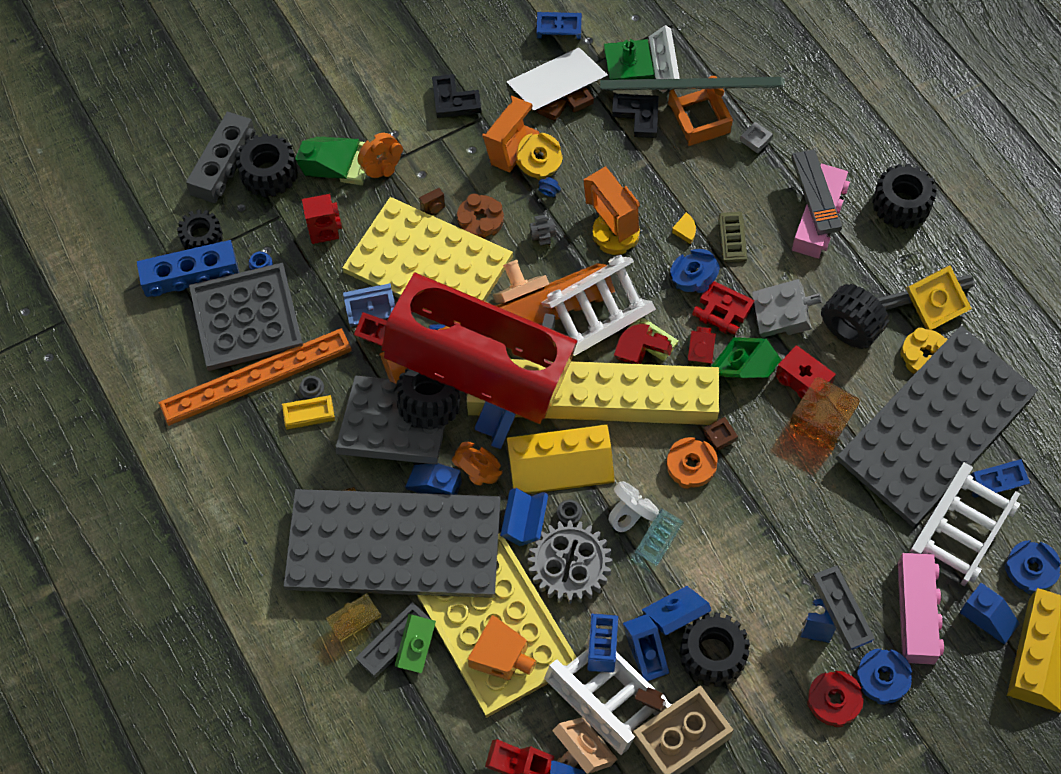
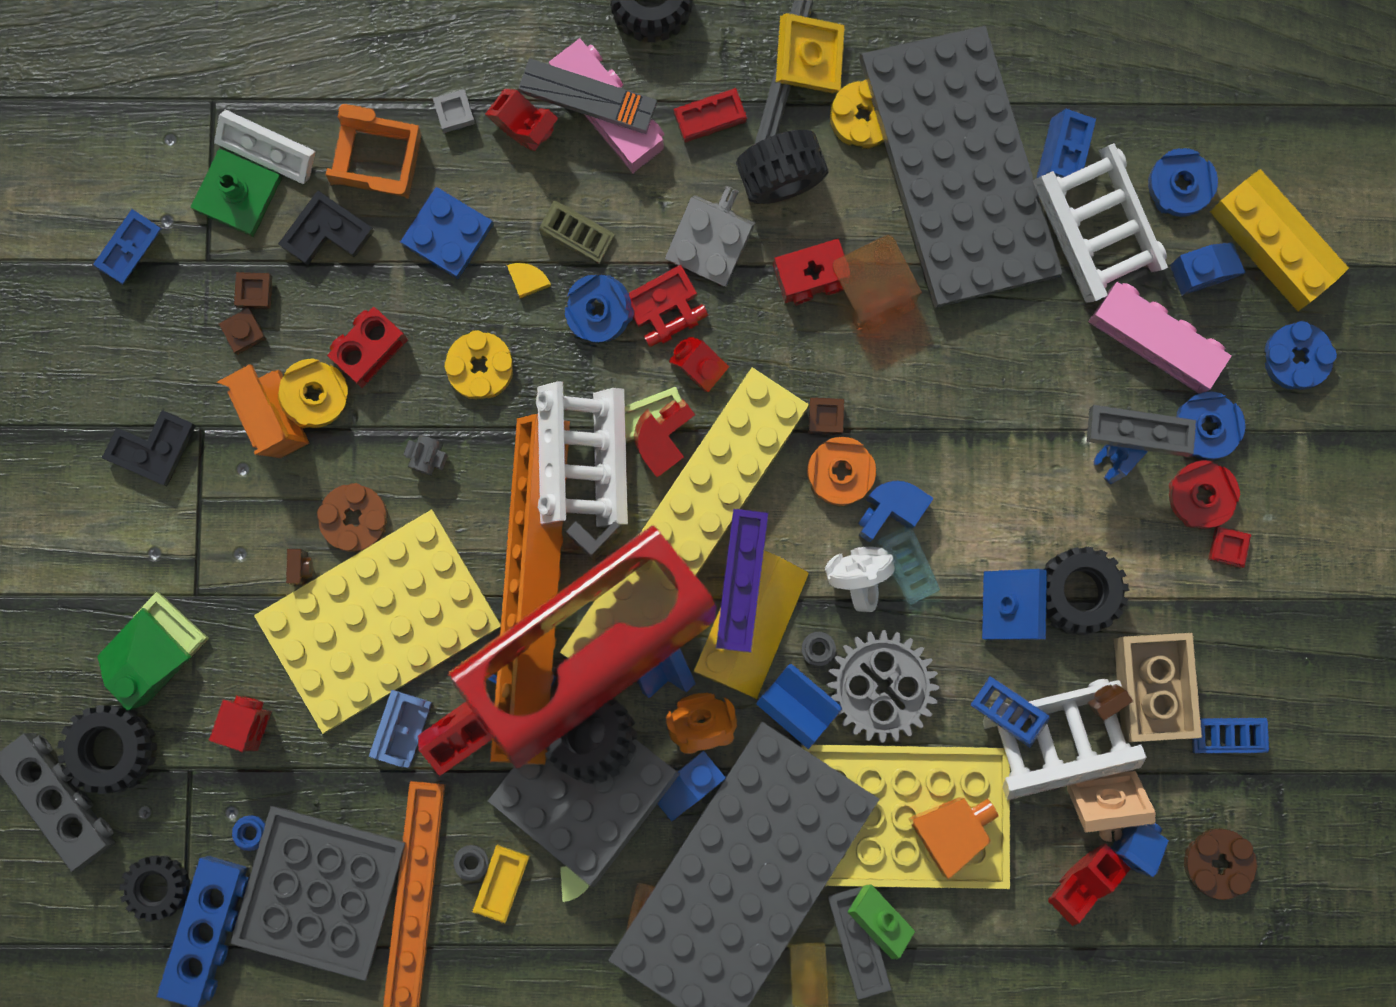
camera: 65 degrees left, 20 degrees up
(328, 452) = (571, 884): none -> yellowish green tile
(385, 164) = (191, 596): orange plate -> none
(518, 284) = (496, 533): light nougat tile -> none
(549, 187) = (366, 408): blue plate -> none
(556, 78) = (206, 299): white sticker -> none
(580, 427) = (742, 580): none -> dark purple plate
(585, 162) = (374, 352): none -> red brick
(613, 203) = (457, 352): orange piece -> none
(646, 647) = (1031, 663): blue slope -> none
(682, 174) = (447, 232): none -> blue plate
(693, 83) = (338, 142): sand green tile -> none
(693, 500) = (894, 499): none -> blue brick
(747, 358) = (752, 329): green slope -> none
(777, 172) = (521, 119): none -> red brick
(812, 738) = (1229, 547): none -> red tile
(858, 268) = (710, 115): none -> red plate
(987, 700) = (1318, 351): none -> blue plate

